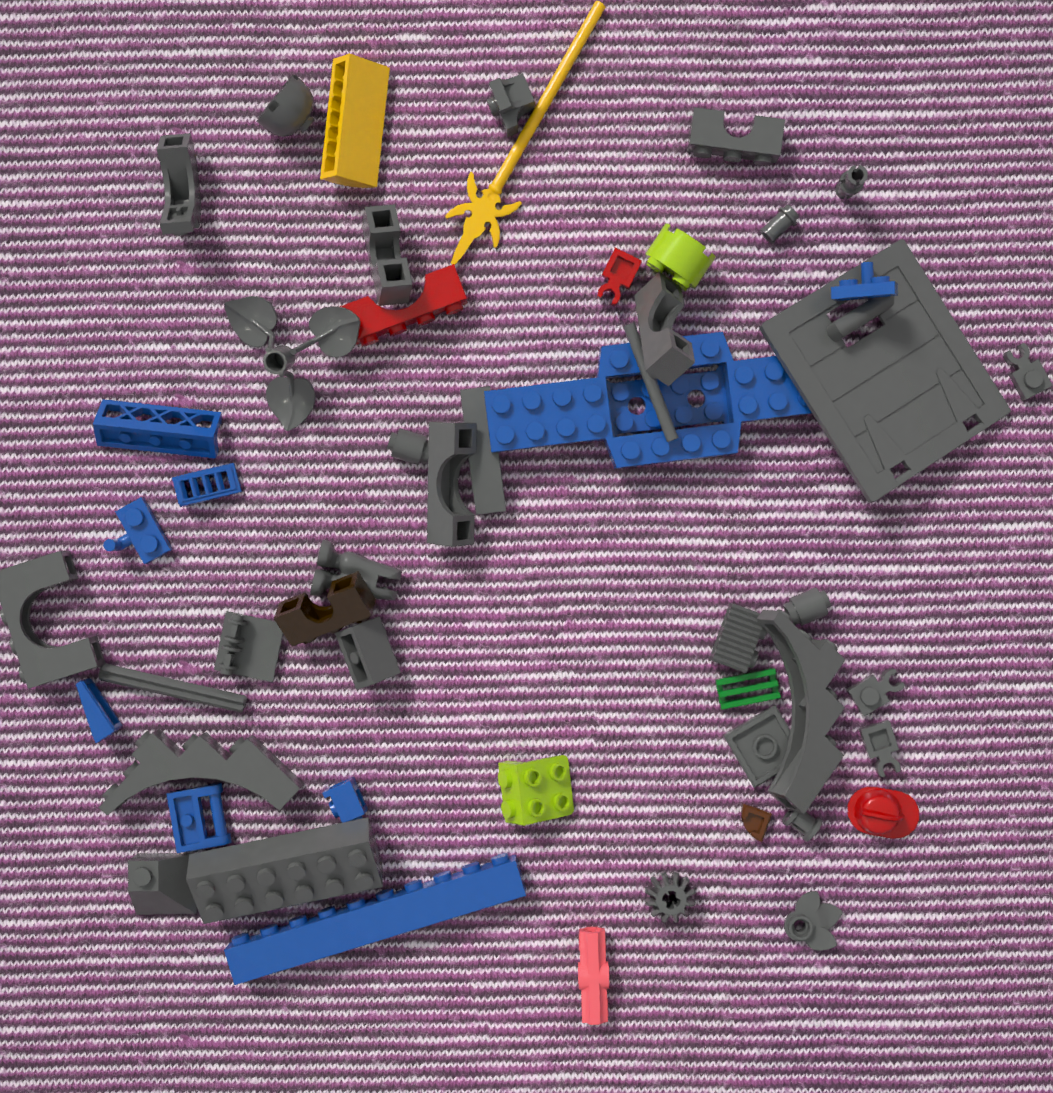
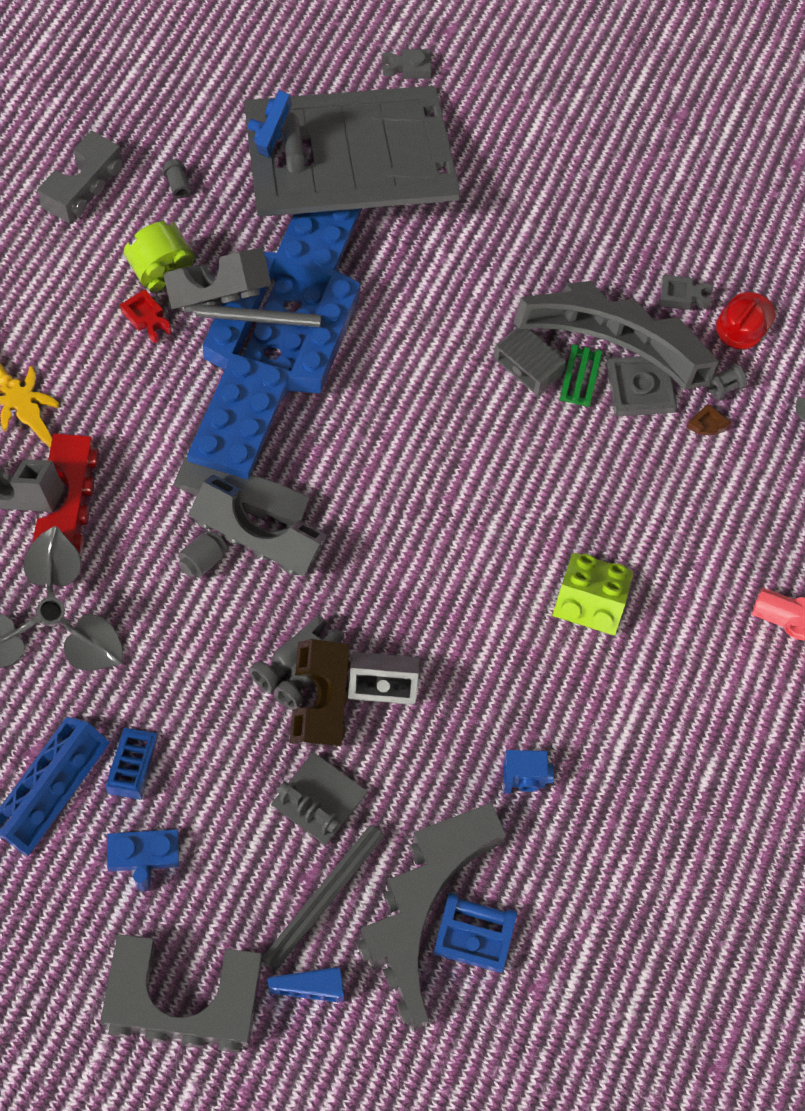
camera: 70 degrees left, 25 degrees down
(159, 884) = (532, 1006): dark grey slope -> none
(285, 870) = (571, 858): dark grey brick -> none
(375, 918) = (661, 805): blue brick -> none
(674, 907) = (740, 516): dark grey gear -> none
(807, 606) = (526, 285): dark grey brick -> none
(851, 182) = (174, 106): dark grey pin -> none
(870, 693) = (631, 282): dark grey plate -> none

